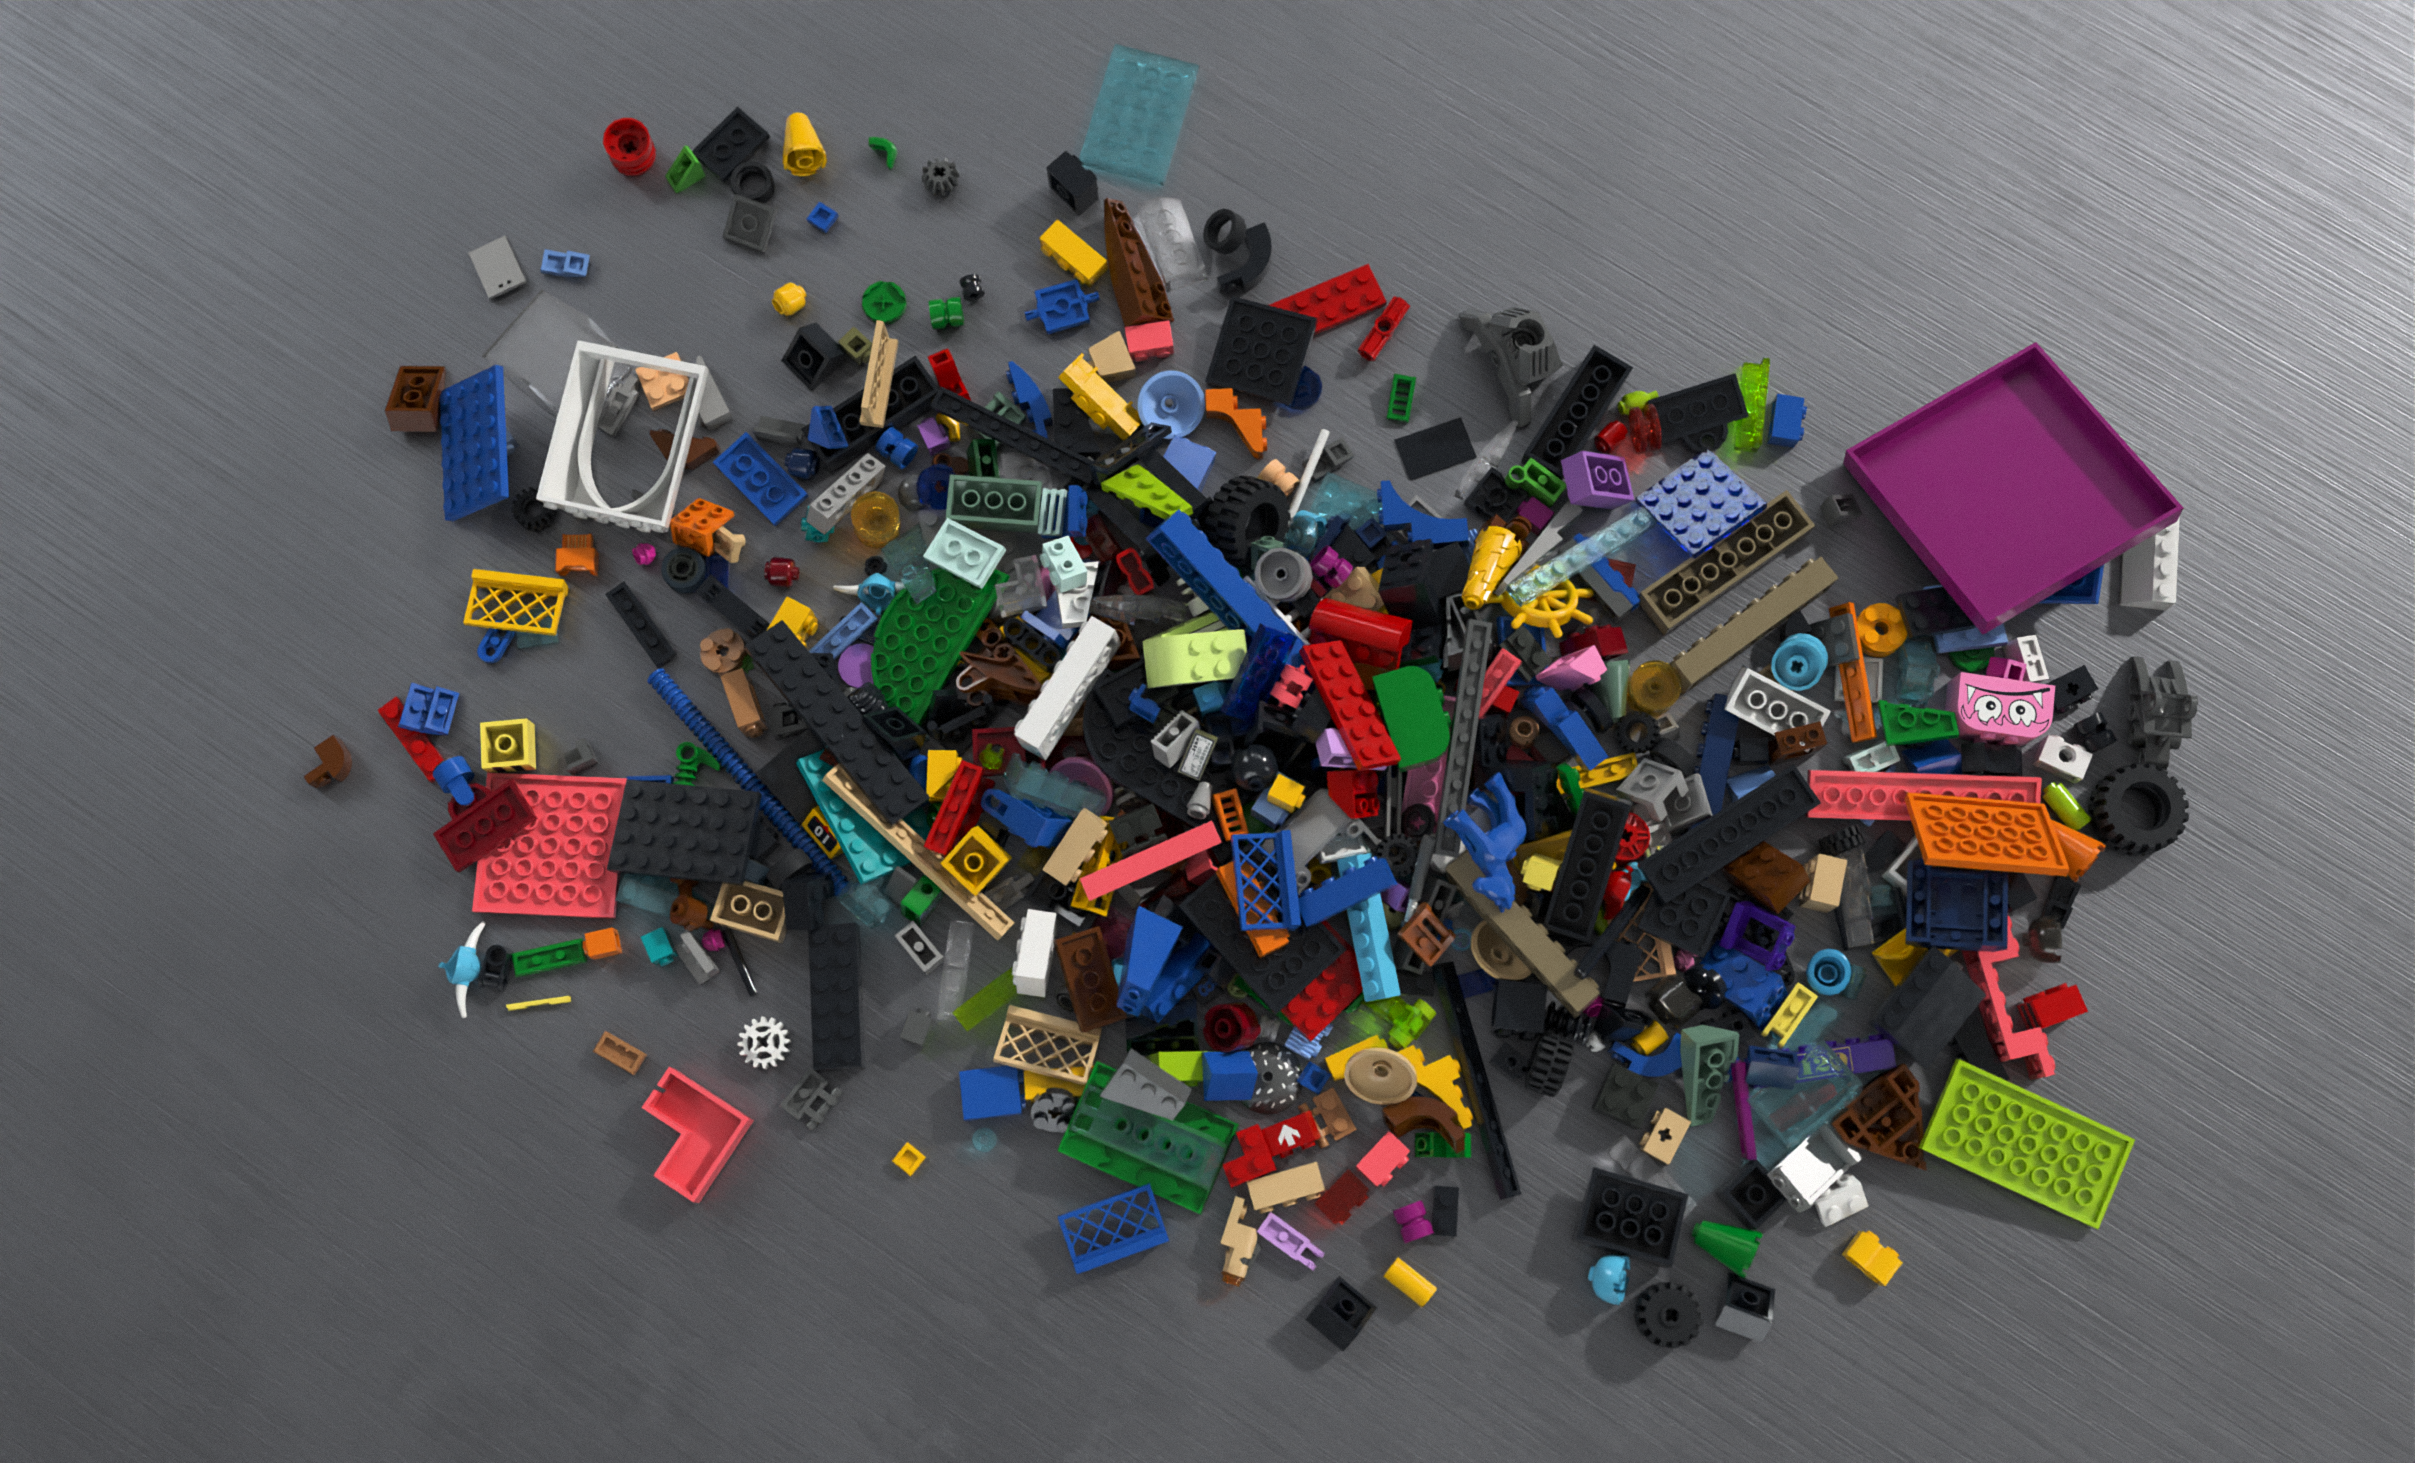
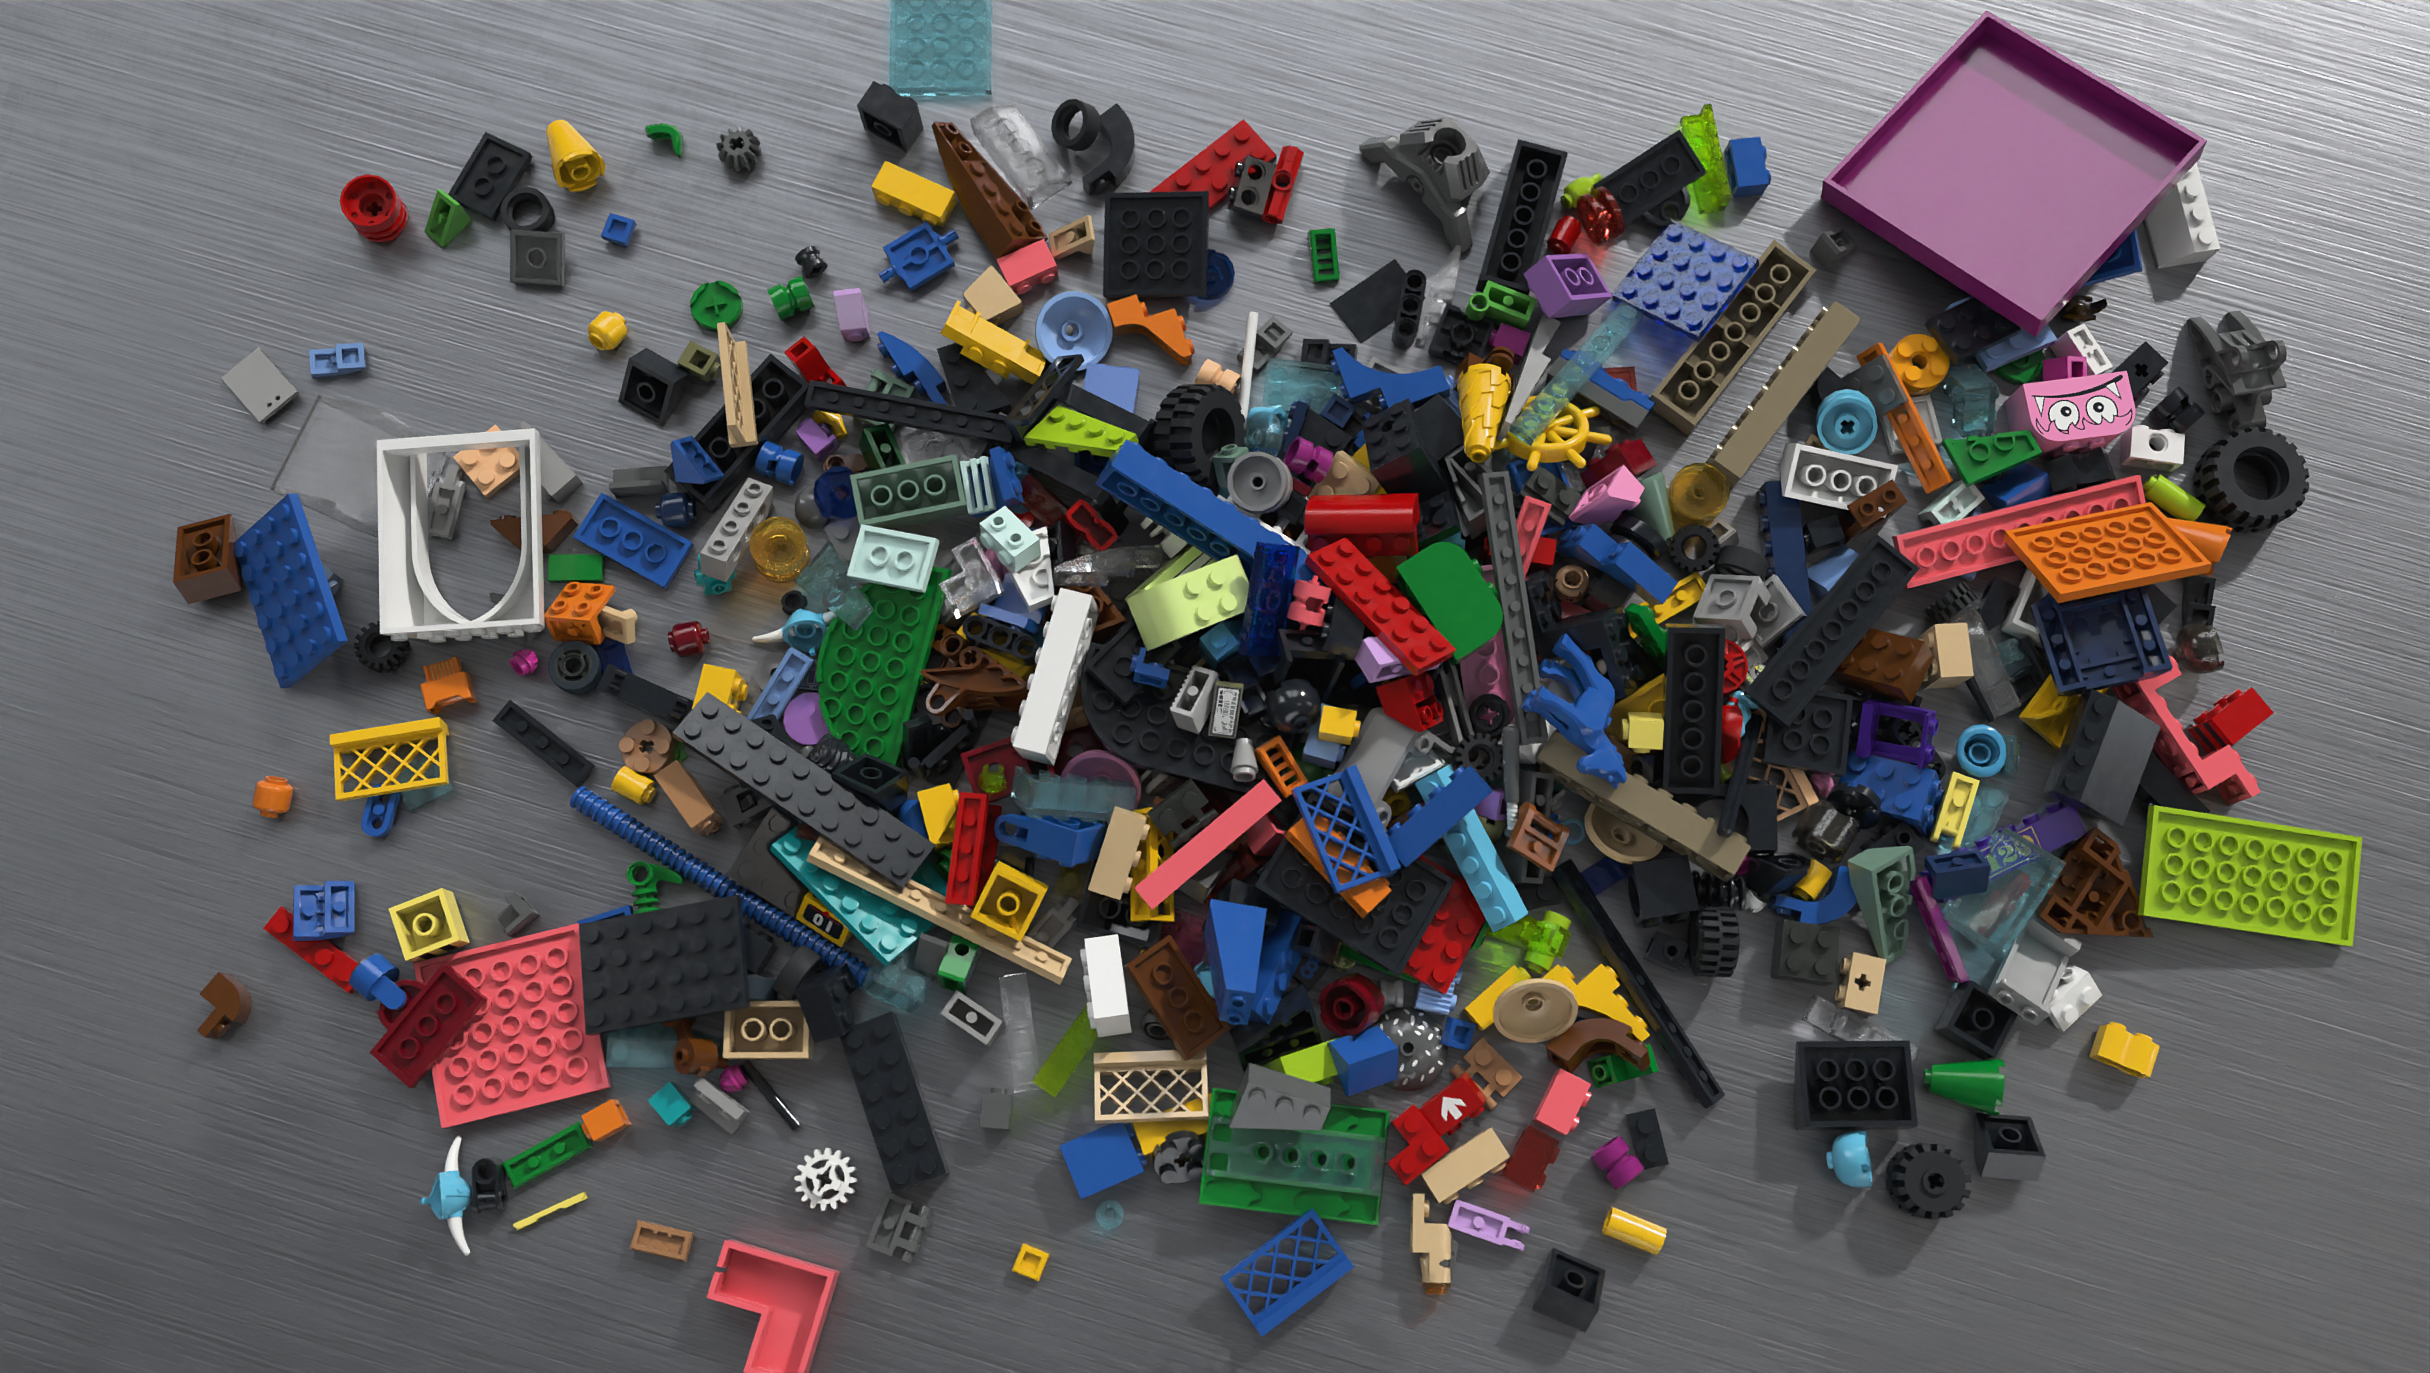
camera: 20 degrees left, 0 degrees up
(414, 606) = (272, 796): none -> orange head
(702, 680) = (633, 786): none -> yellow brick
(707, 488) = (576, 568): none -> green tile
(992, 341) = (852, 314): none -> lavender slope
(1193, 326) = (1073, 238): none -> tan slope
(1360, 326) = (1256, 189): none -> black brick
(1372, 477) = (1321, 350): none -> black slope
(1461, 453) = (1414, 299): none -> black beam
(2037, 621) = (2080, 310): none -> dark brown piece

